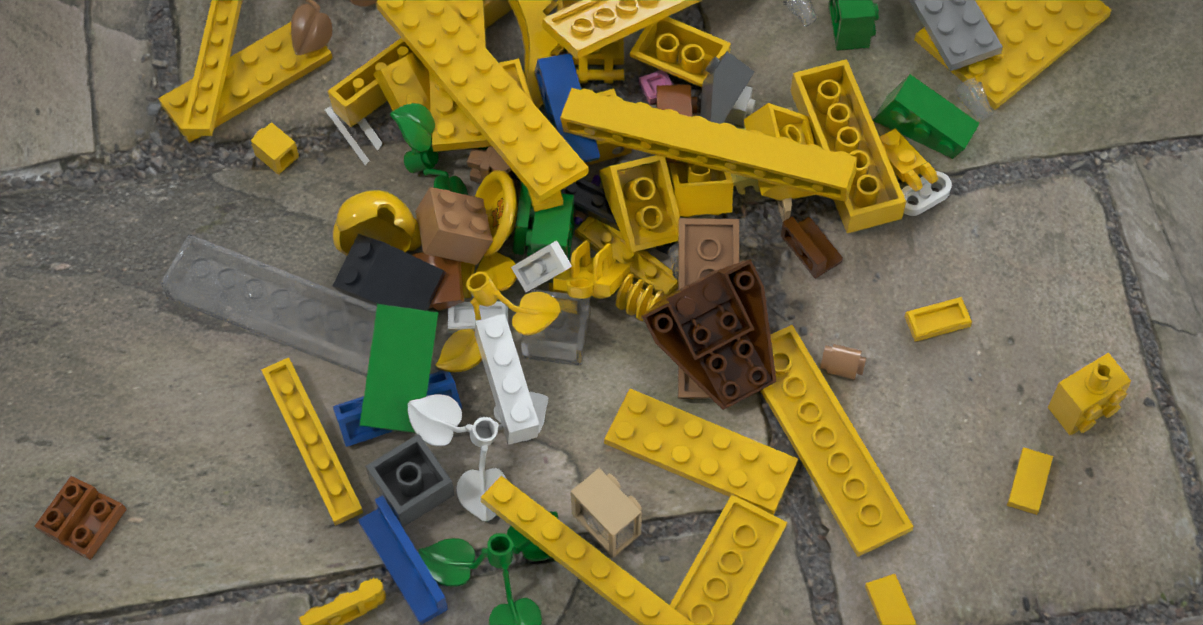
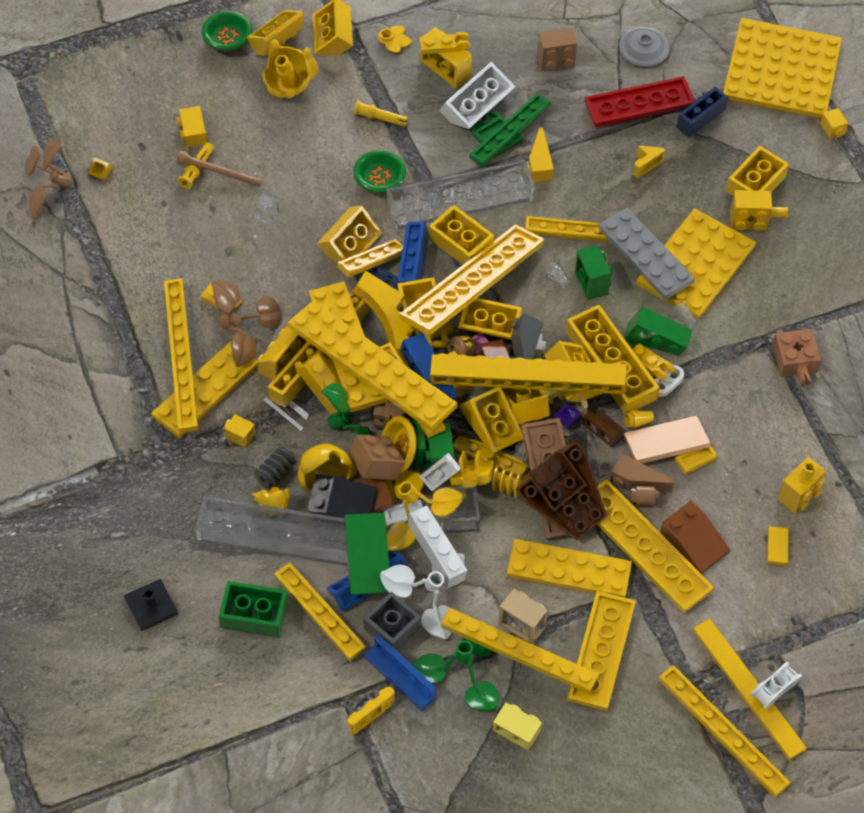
camera: 15 degrees left, 5 degrees down
(74, 380) = (150, 604): none -> black tile
(80, 517) = (182, 690): dark orange slope -> none
(213, 417) = (253, 608): none -> green brick
(291, 258) = (273, 498): none -> yellow hair
(308, 210) = (273, 466): none -> dark grey piece
(360, 46) = (279, 353): none -> yellow slope
(629, 84) = (462, 345): none -> medium nougat head
(759, 217) = (568, 416): none -> dark purple plate
(832, 324) = (632, 473): none -> medium nougat slope
(863, 241) = (637, 418): none -> yellow cone
(899, 283) = (667, 440): none -> light nougat tile
(903, 441) = (694, 536): none -> dark orange slope
(1132, 190) = (797, 354): none -> nougat brick

